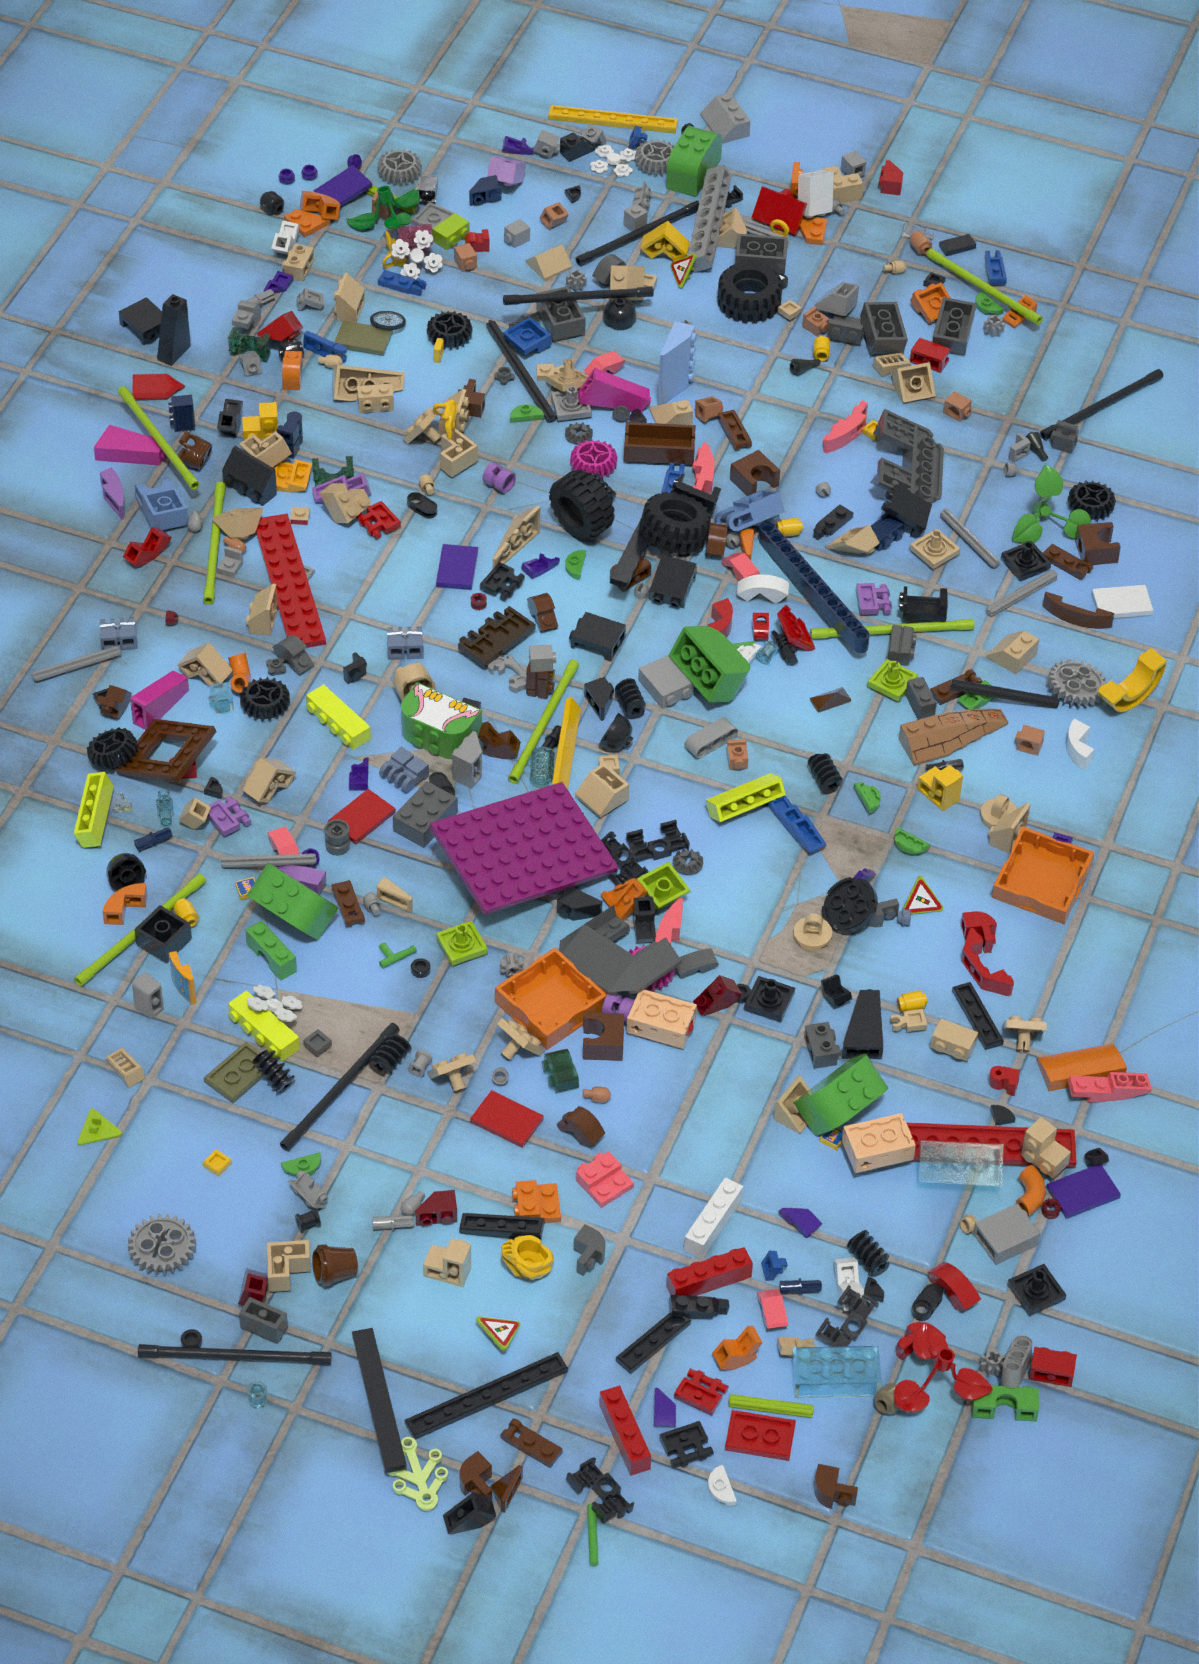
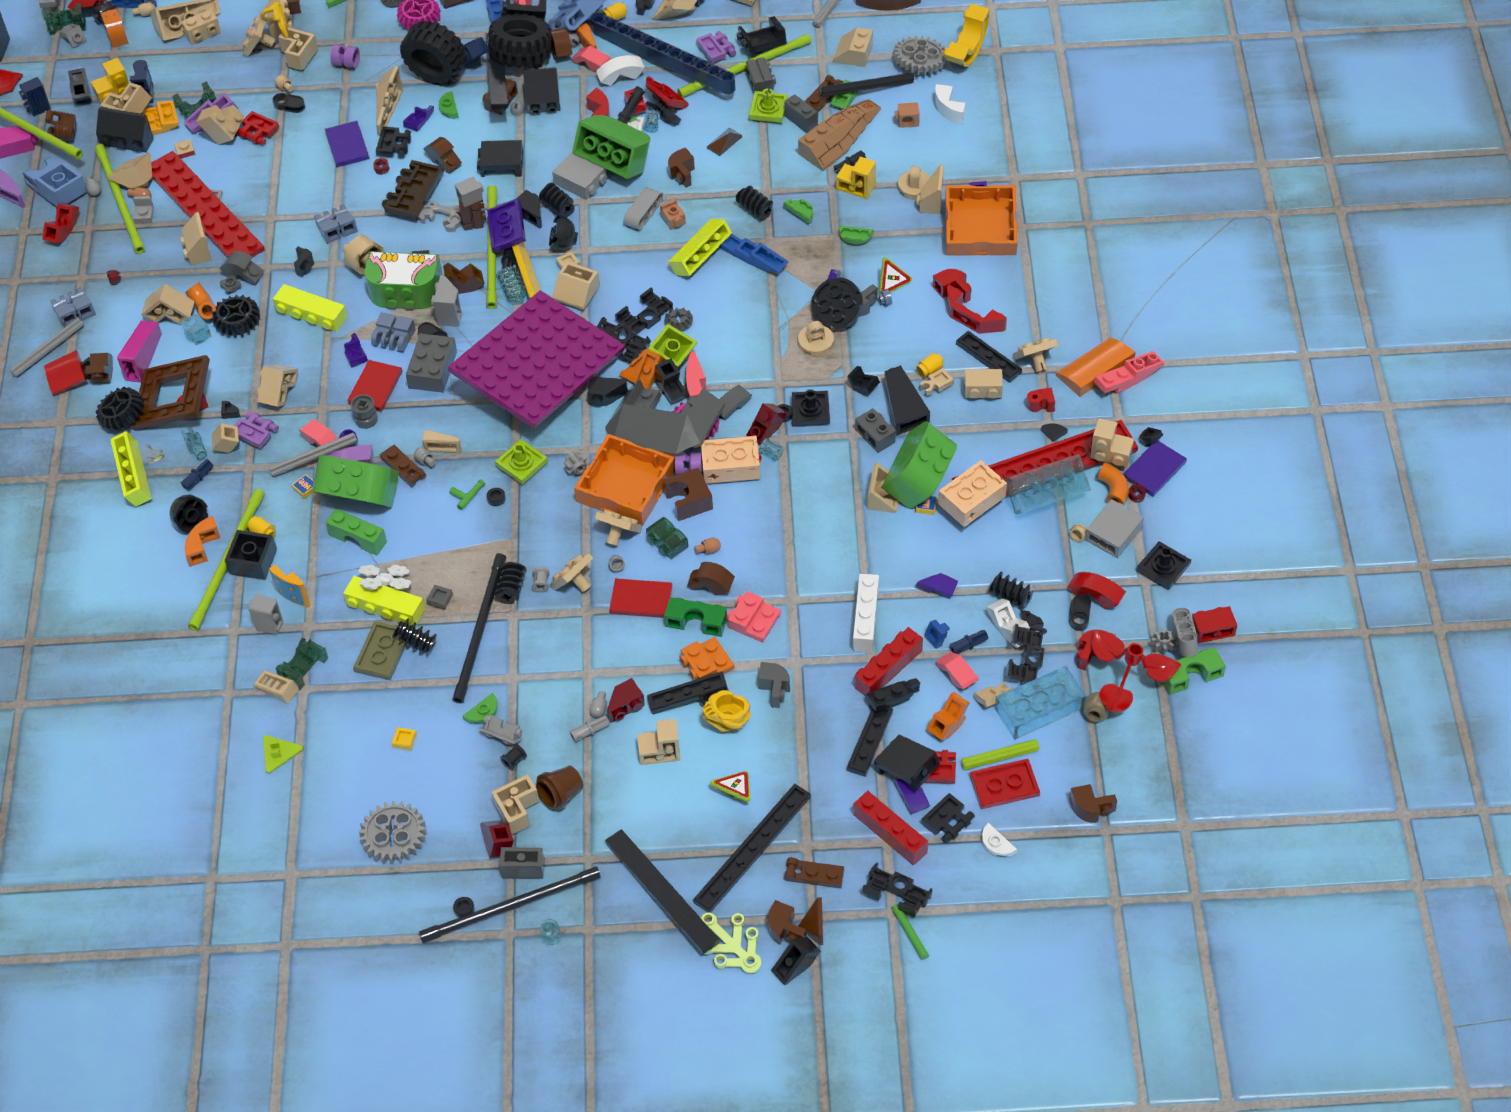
camera: 20 degrees left, 5 degrees up
(80, 695) = (65, 373): none -> red slope
(166, 1050) = (305, 657): none -> clear green piece
(537, 1146) = (681, 611): none -> green arch
(565, 705) = (506, 225): none -> dark purple tile
(626, 516) = (475, 49): none -> dark blue brick
(674, 1375) = (907, 761): none -> black panel
(708, 1024) = (771, 449): none -> clear light blue bush
(741, 637) = (625, 115): none -> black pin
(771, 706) = (680, 165): none -> reddish brown brick

